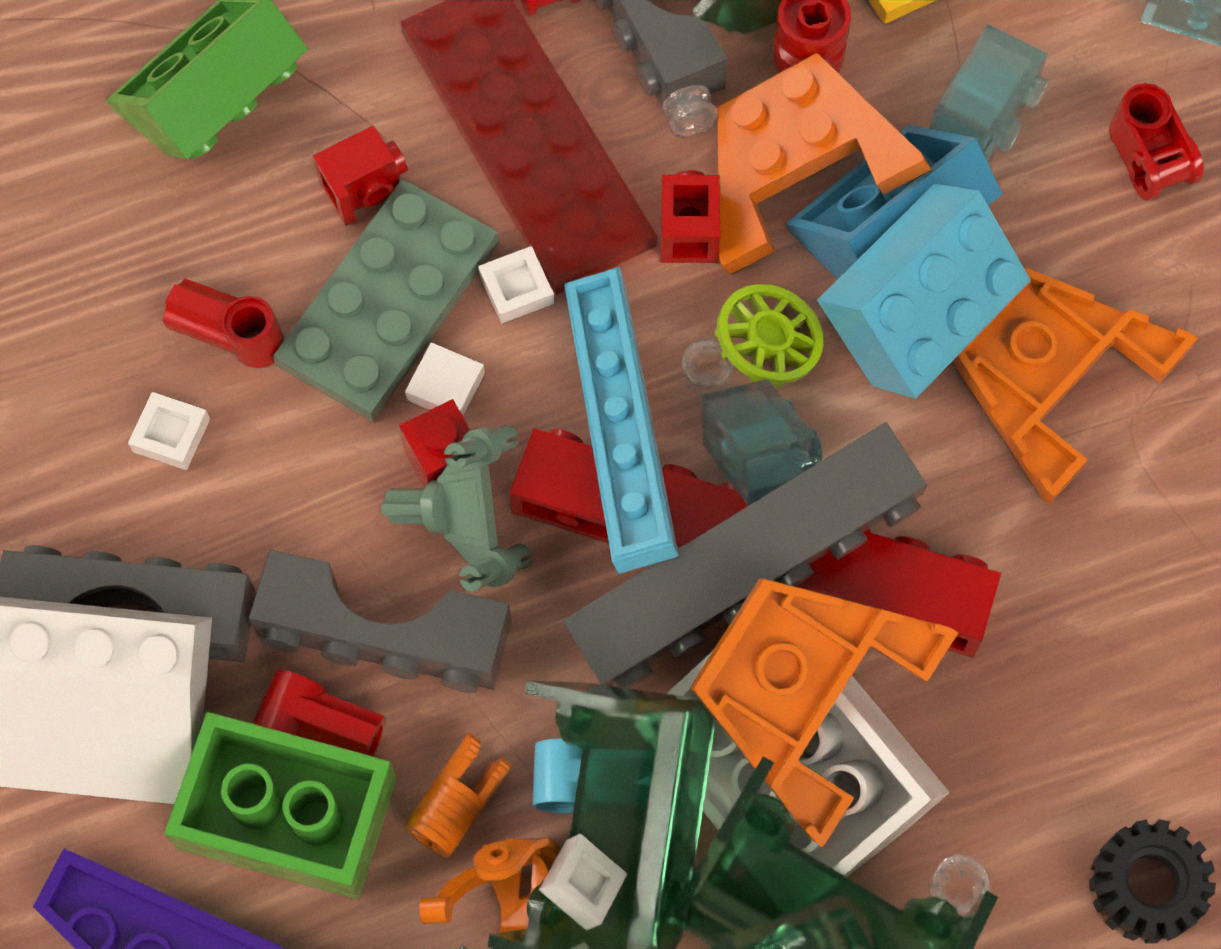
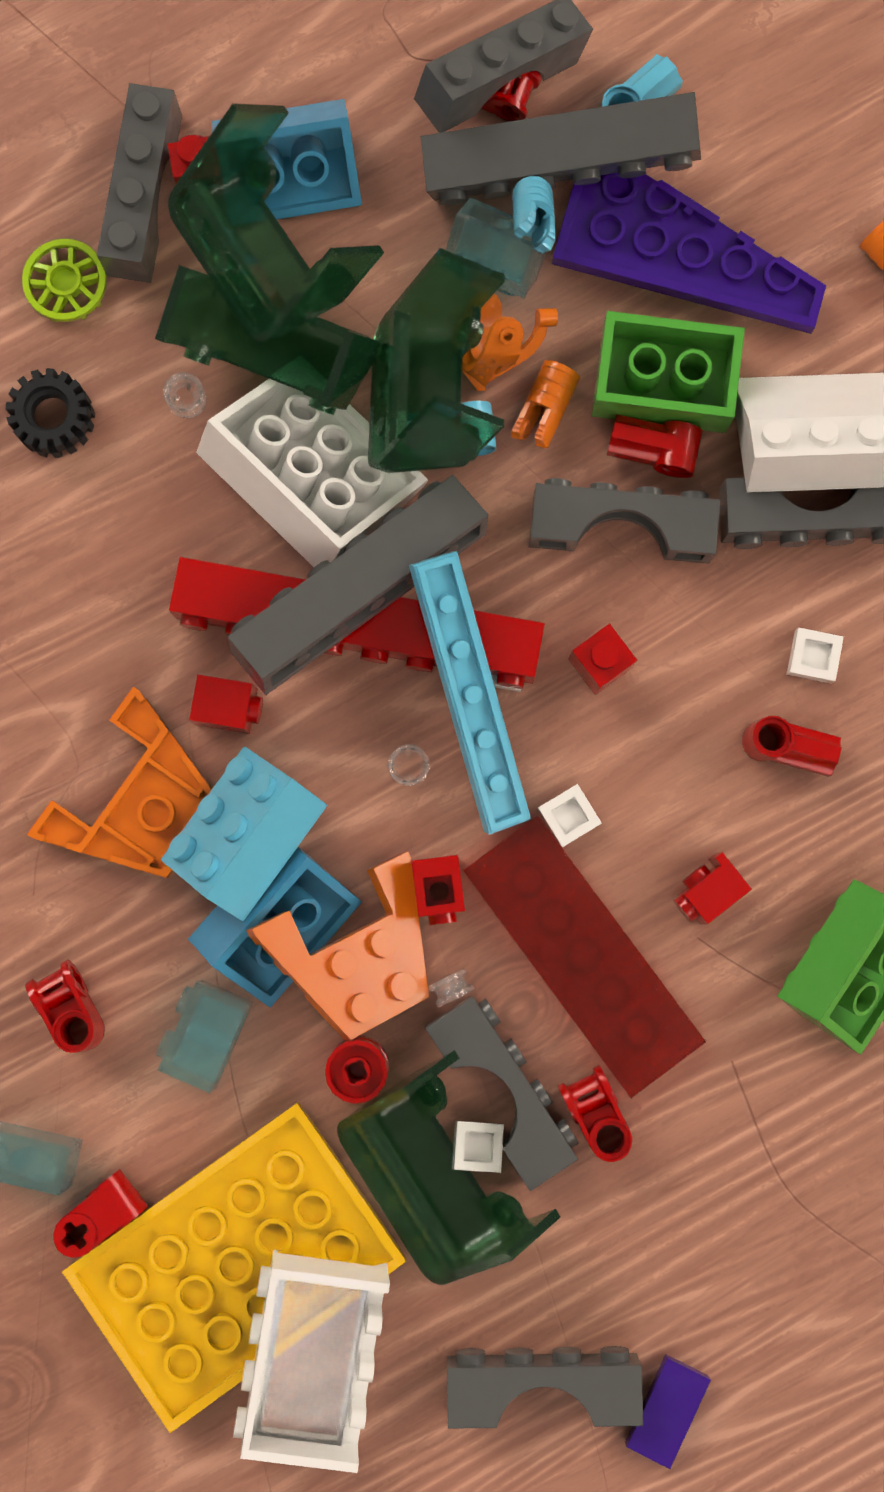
camera: 175 degrees right, 15 degrees up
(386, 300) = (669, 790): sand green plate -> none
(444, 377) = (611, 724): white tile -> none
(463, 508) = (578, 609): sand green axle -> none
(583, 882) = (446, 343): white tile -> none
(757, 438) = (359, 689): clear light blue brick -> none
(769, 334) = (363, 794): lime wheel -> none
(783, 673) = (317, 491): orange wing -> none
(943, 457) = (225, 704): none -> red brick

